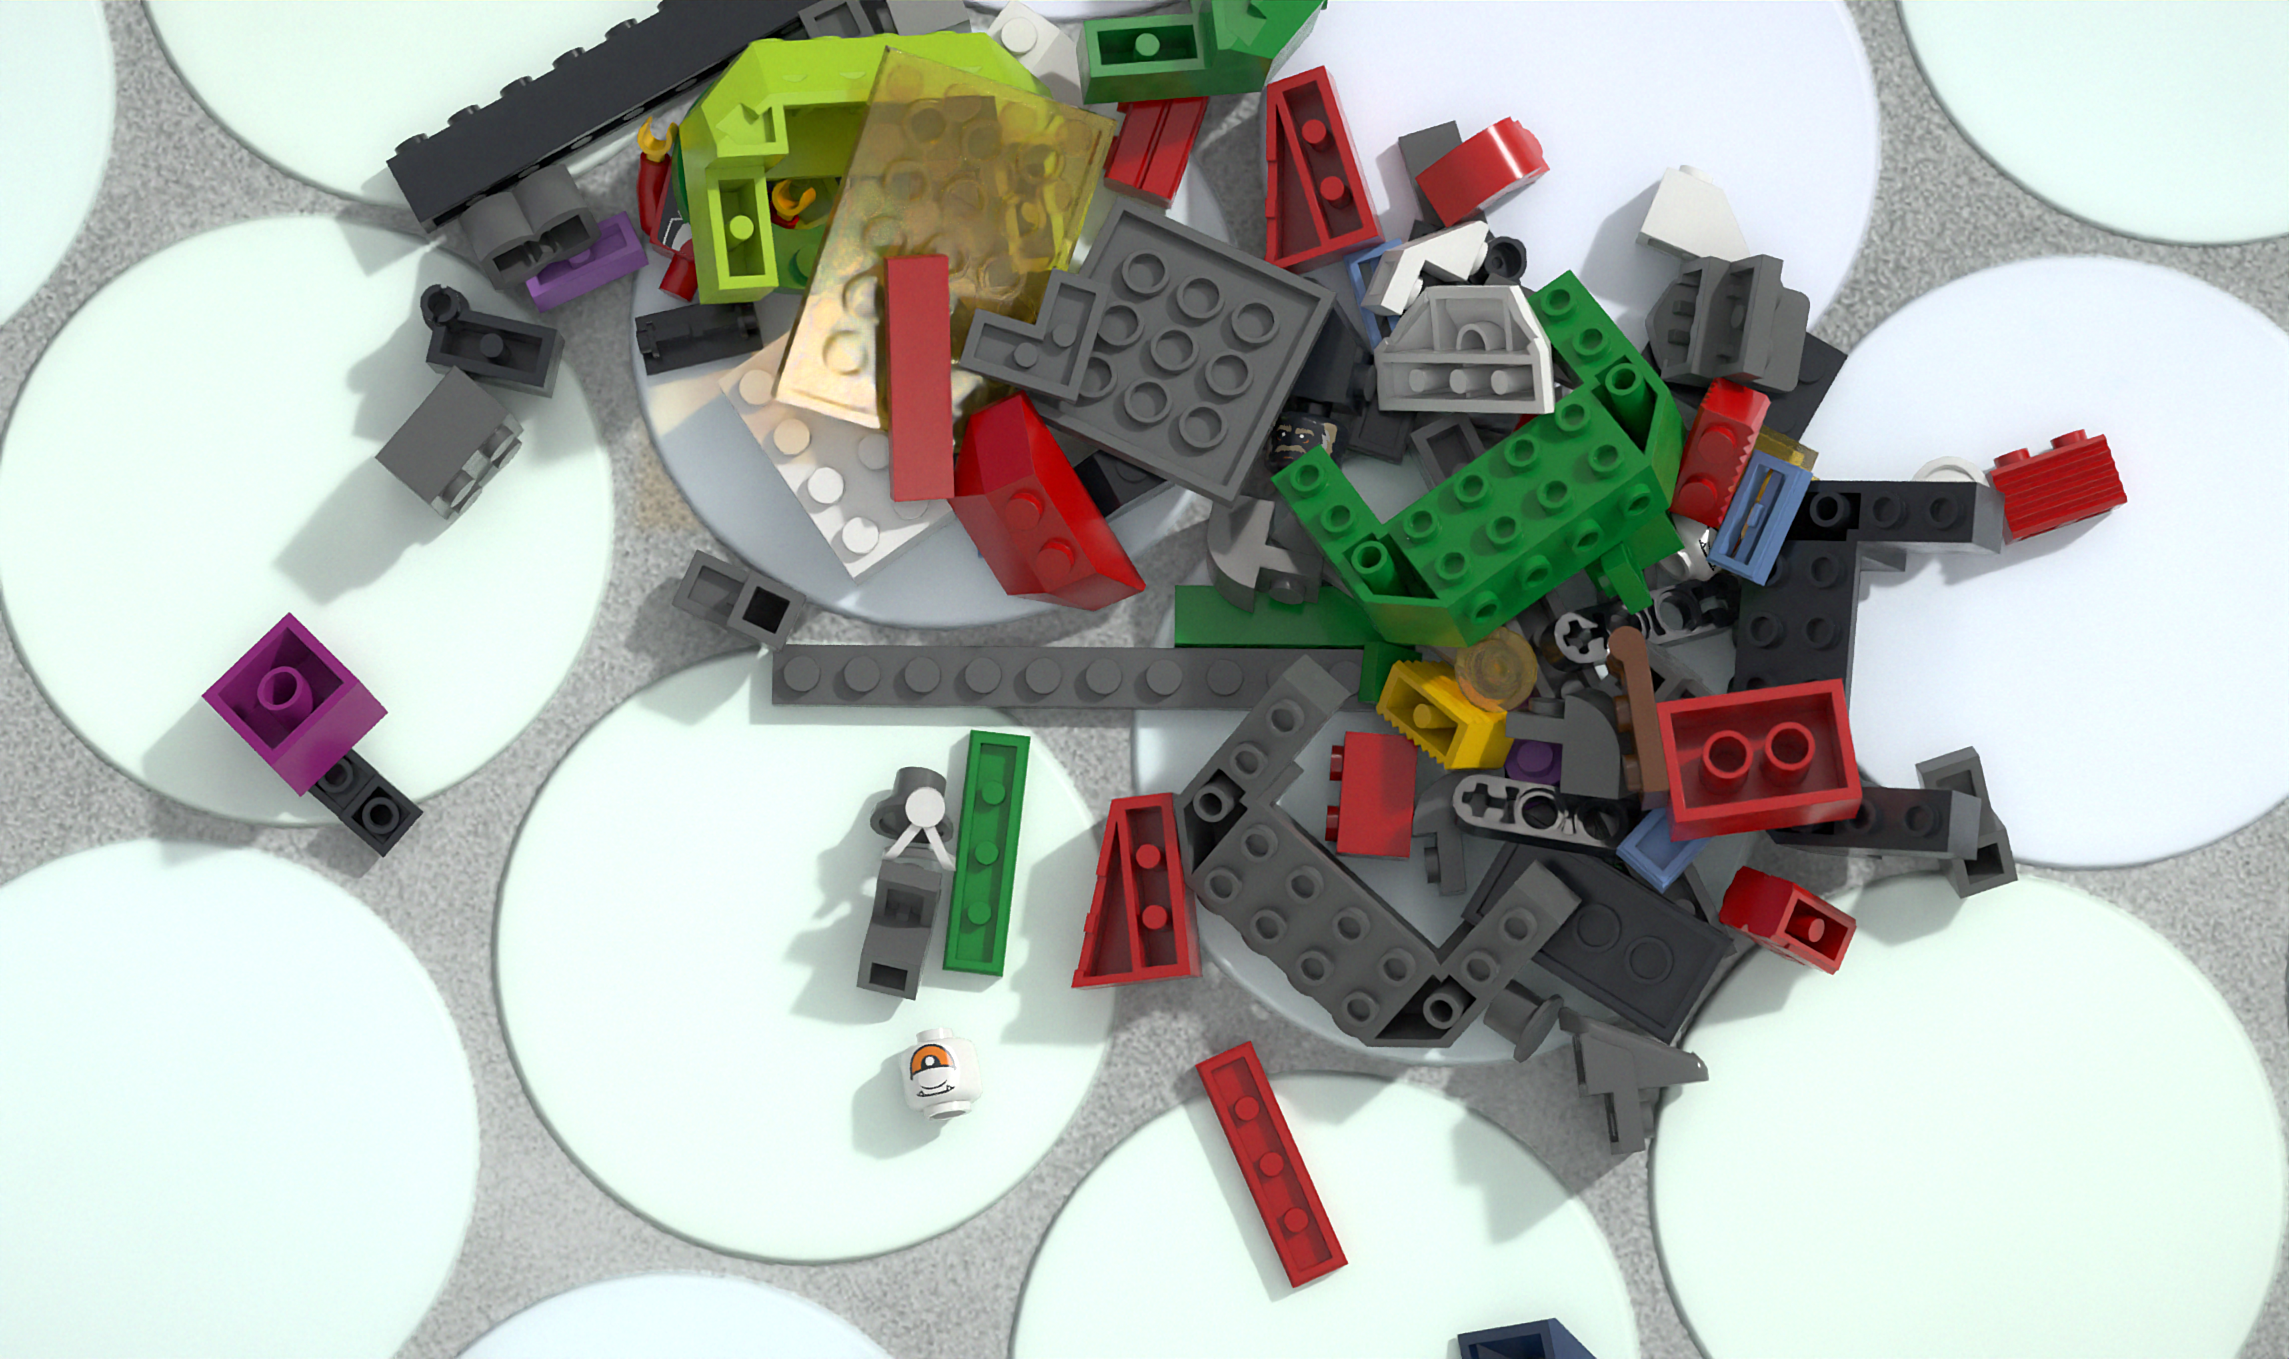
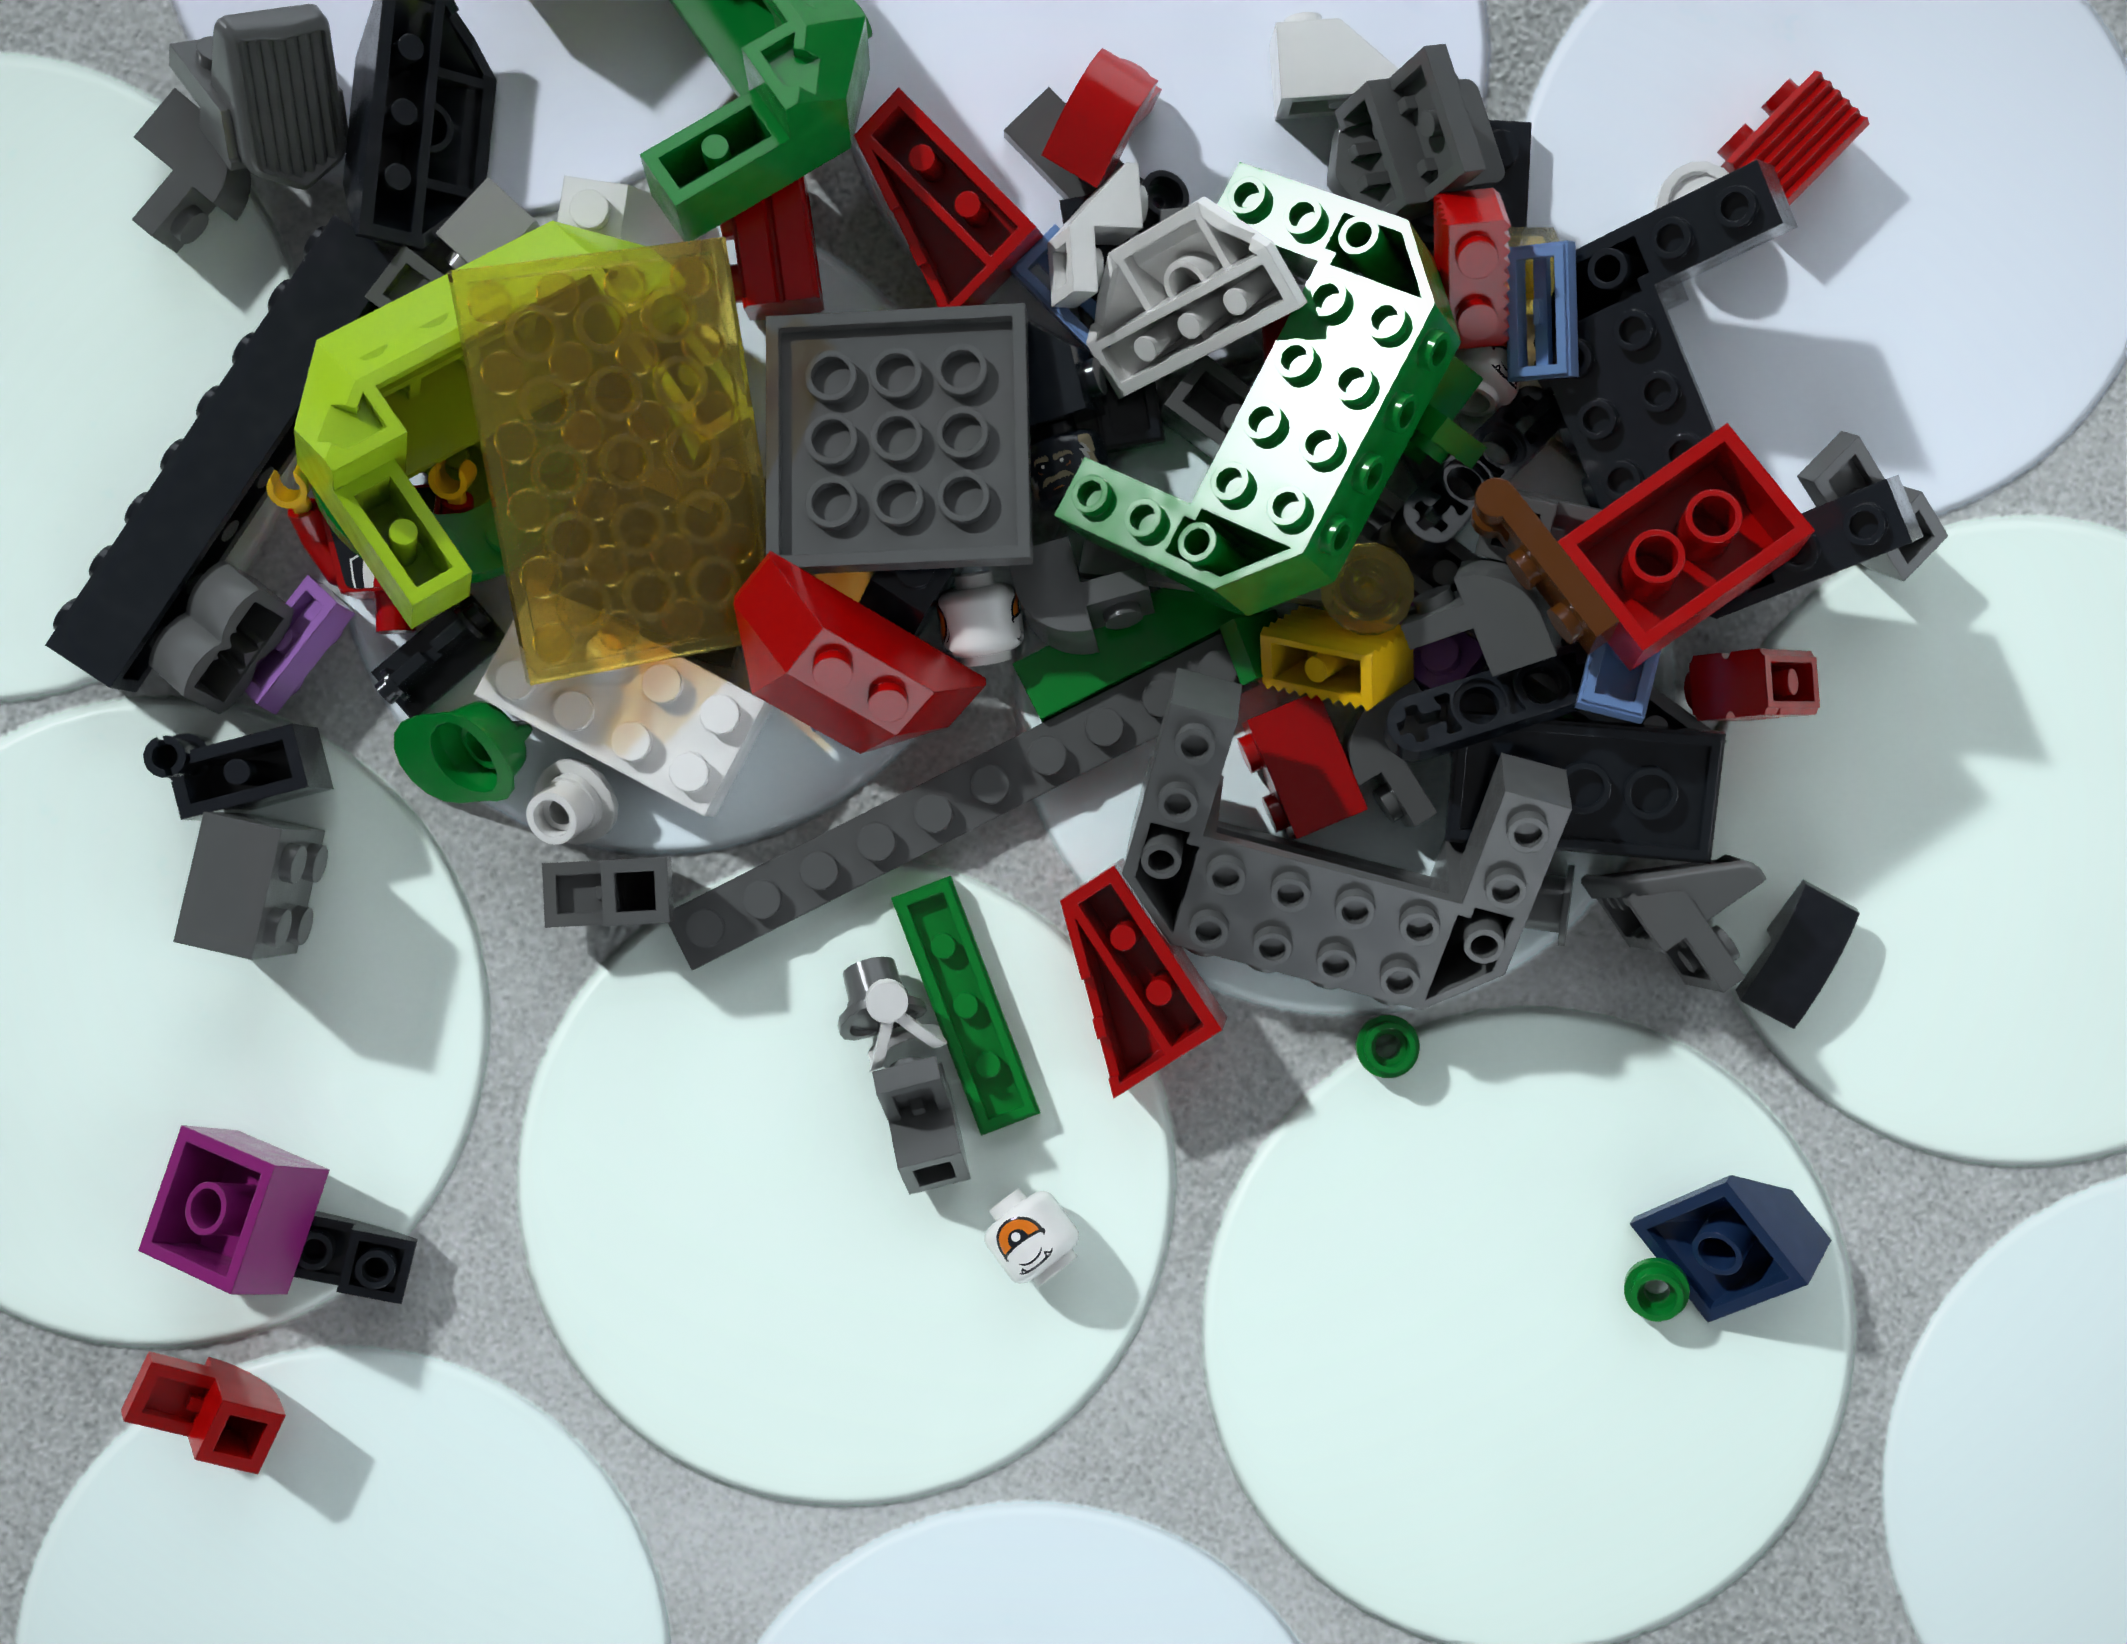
camera: 30 degrees left, 5 degrees up
(182, 858) = (216, 1405): none -> red brick
(677, 424) = (463, 752): none -> green piece
(746, 513) = (572, 804): none -> white piece
(919, 377) = (660, 589): red tile -> none
(1042, 356) = (776, 506): dark grey plate -> none
(1166, 534) = (980, 619): none -> white head
(1271, 1164) = (1379, 1156): red tile -> none
(1346, 1072) = (1405, 1054): none -> green plate
(1717, 1174) = (1801, 955): none -> black slope

